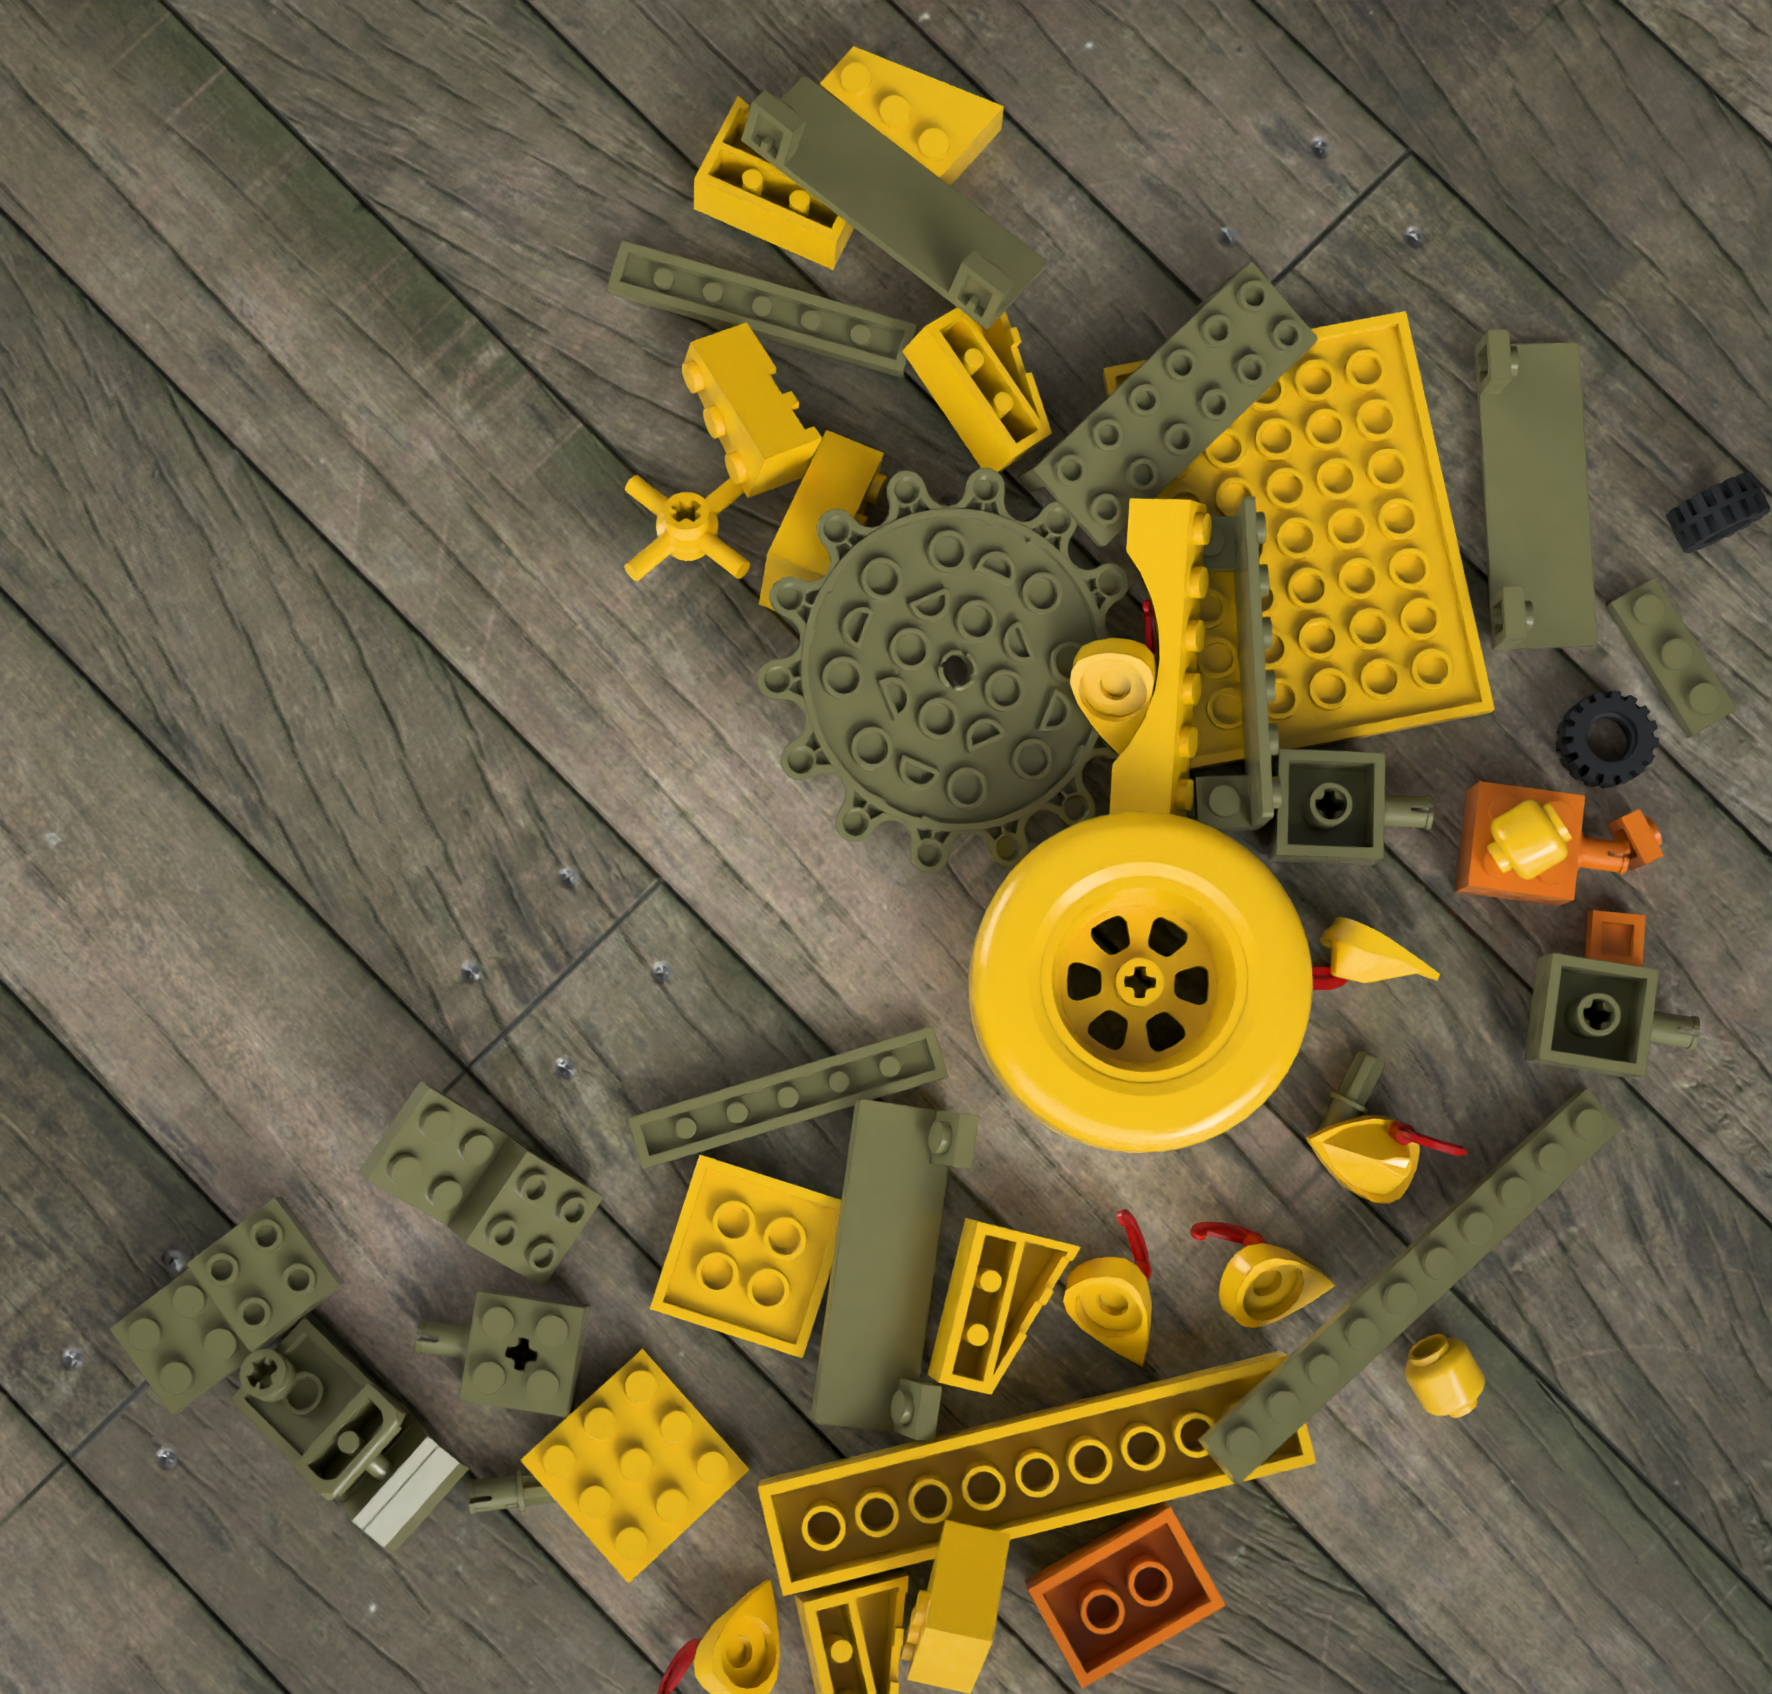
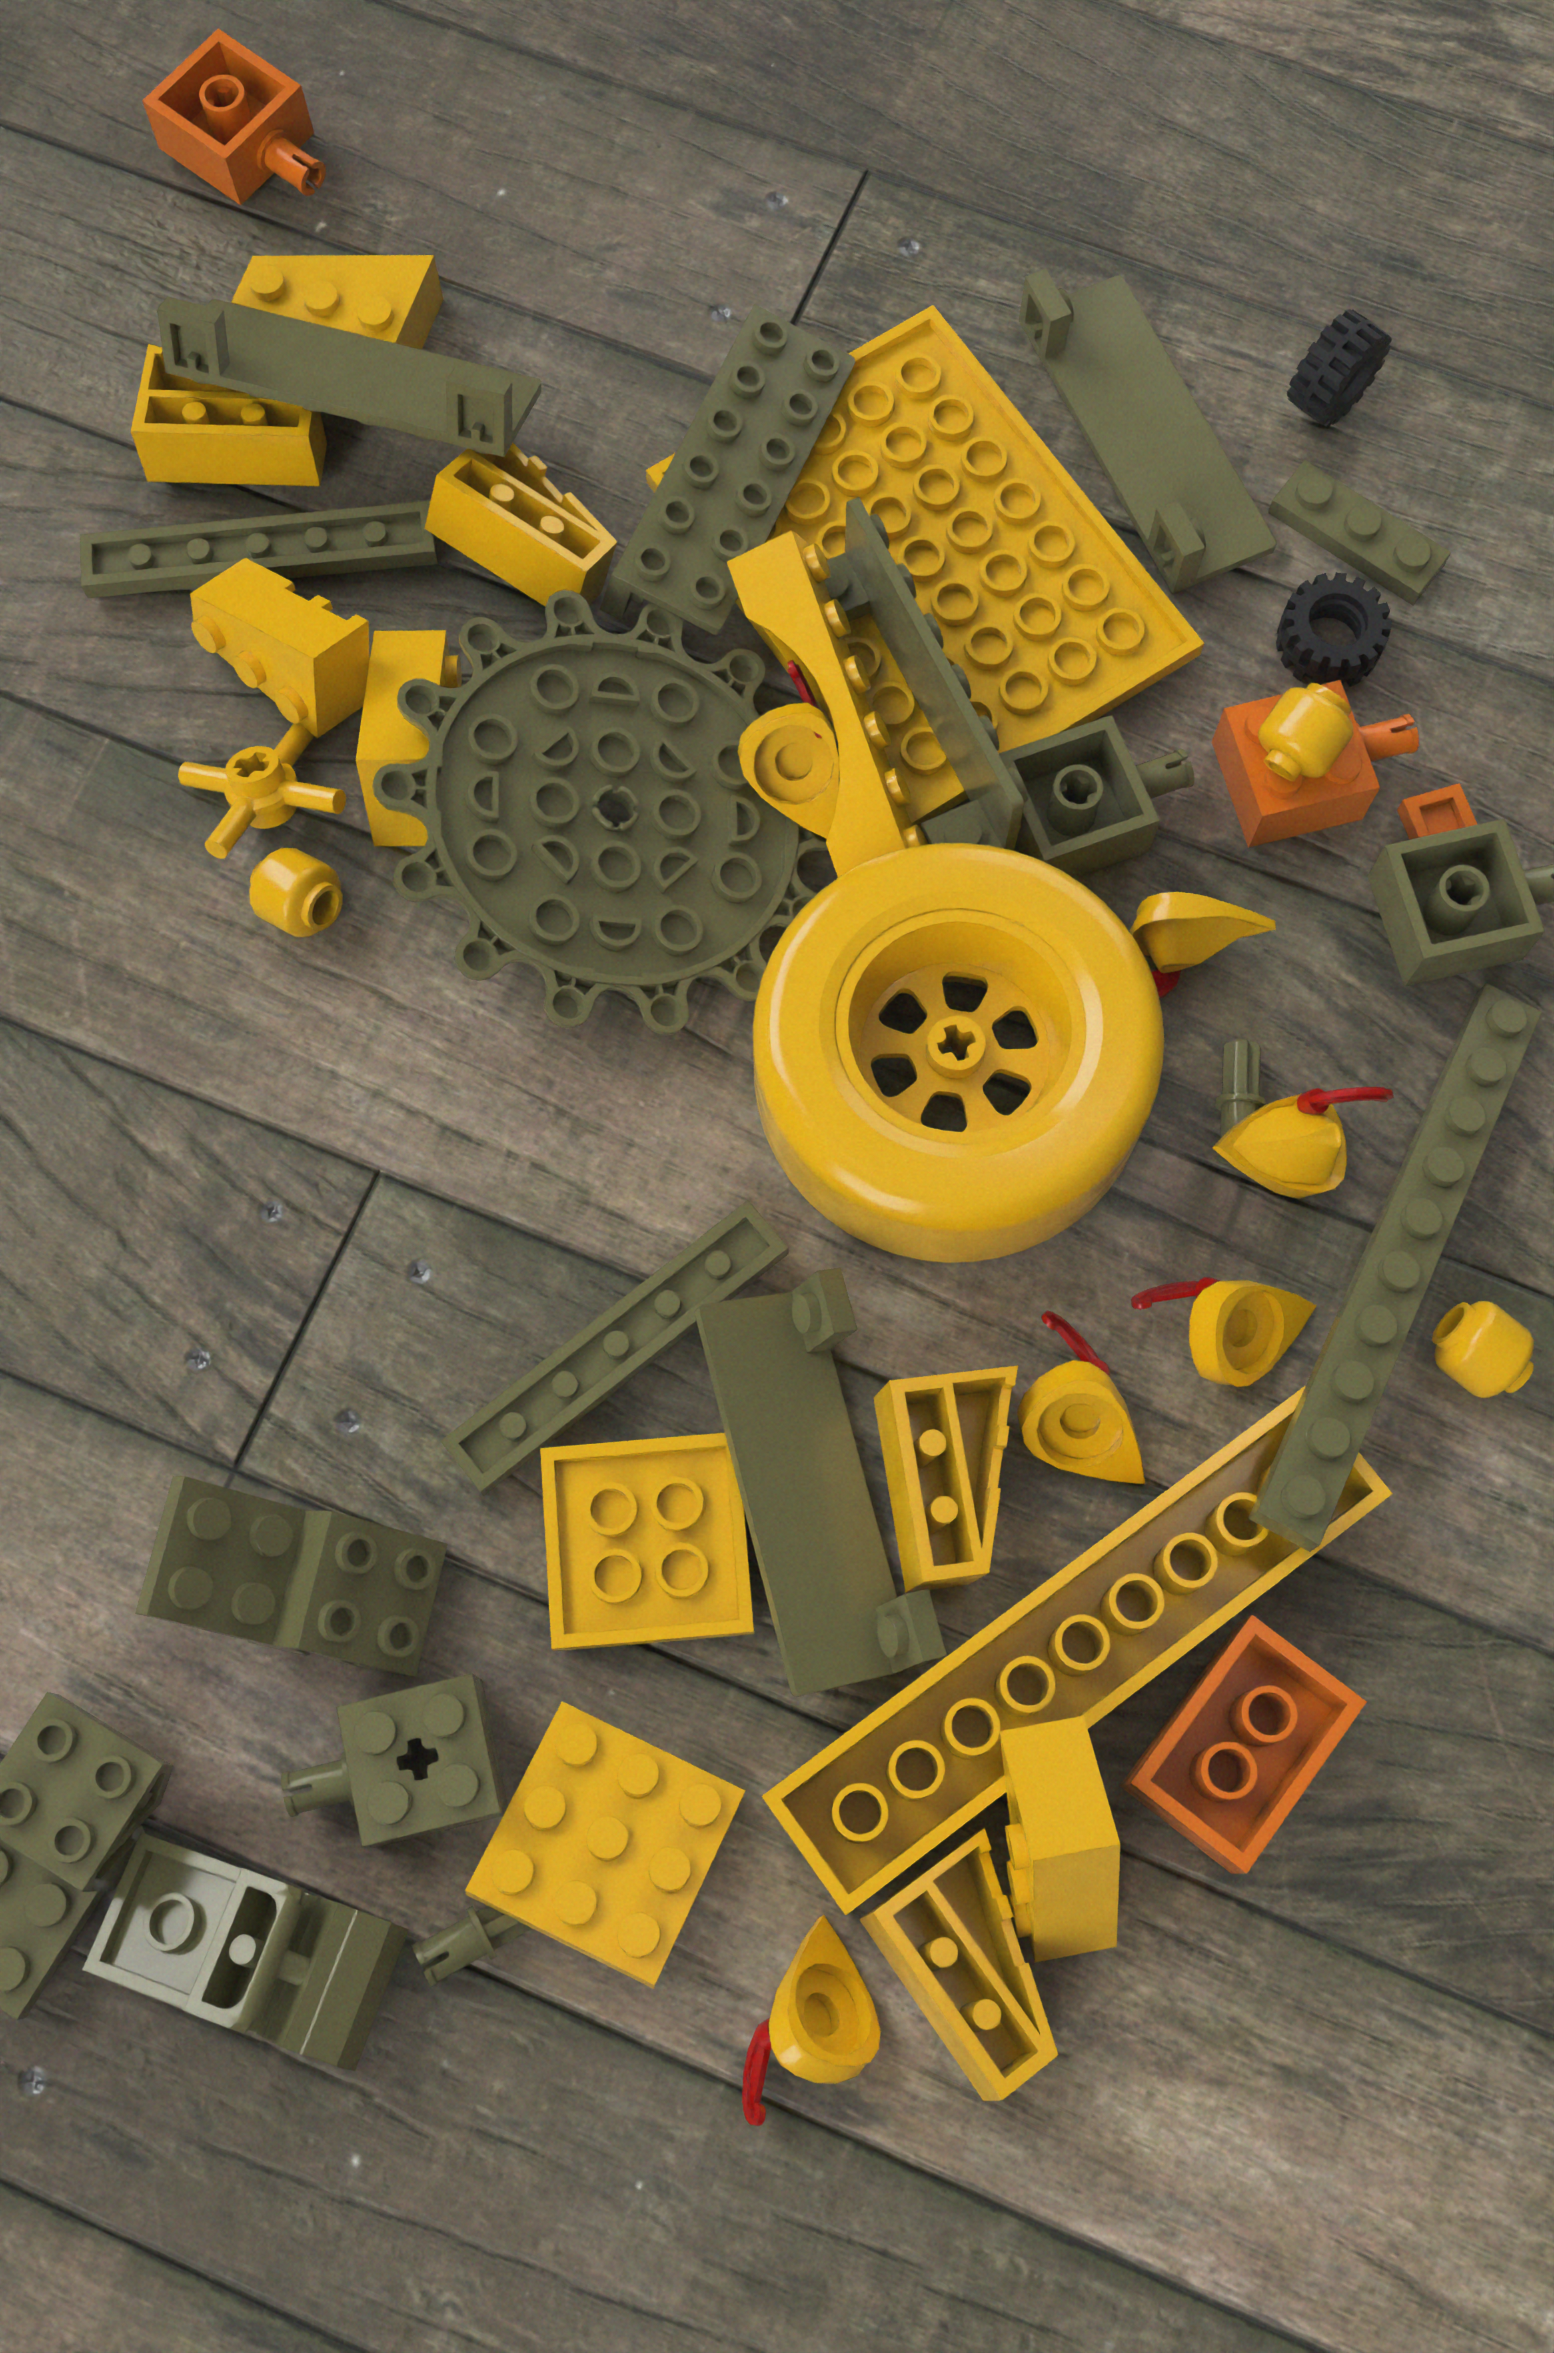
camera: 20 degrees left, 10 degrees down
(252, 1371) = (98, 1923): olive bush -> none
(681, 626) = (295, 892): none -> yellow head
(1642, 836) = (1420, 703): orange plate -> none

